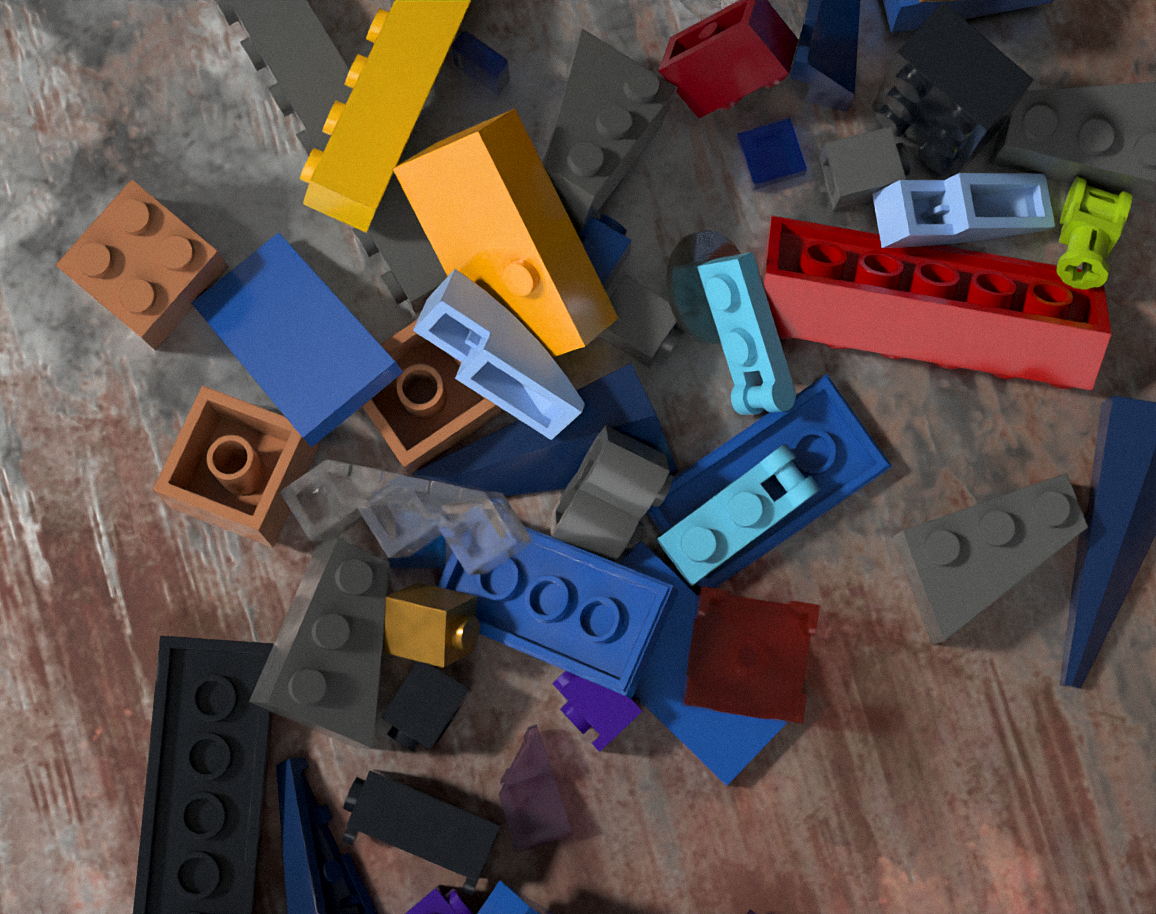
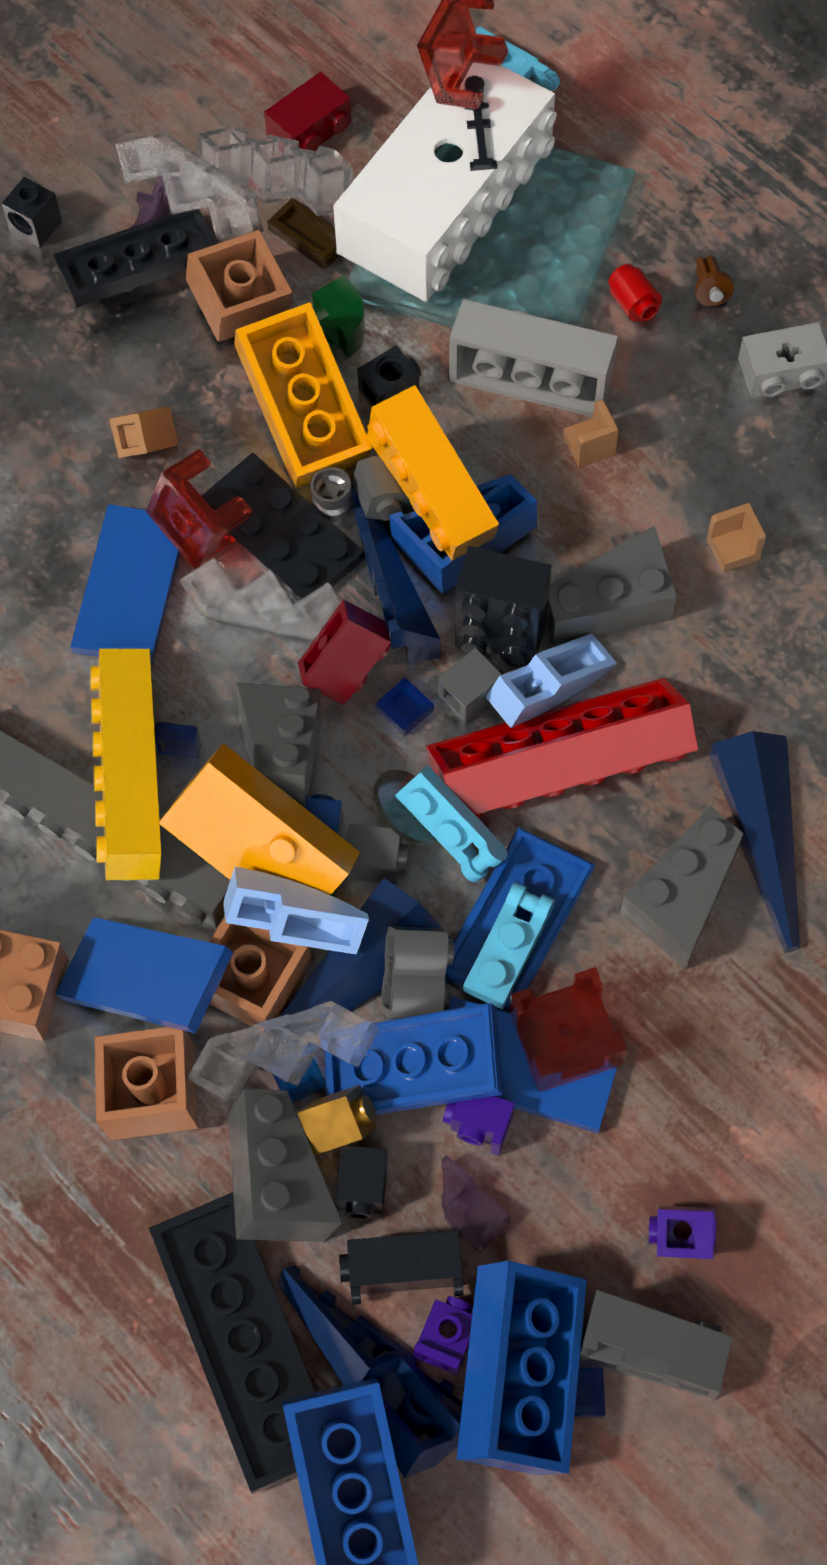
camera: 25 degrees left, 15 degrees down
(1090, 228) = (640, 650): lime connector -> none

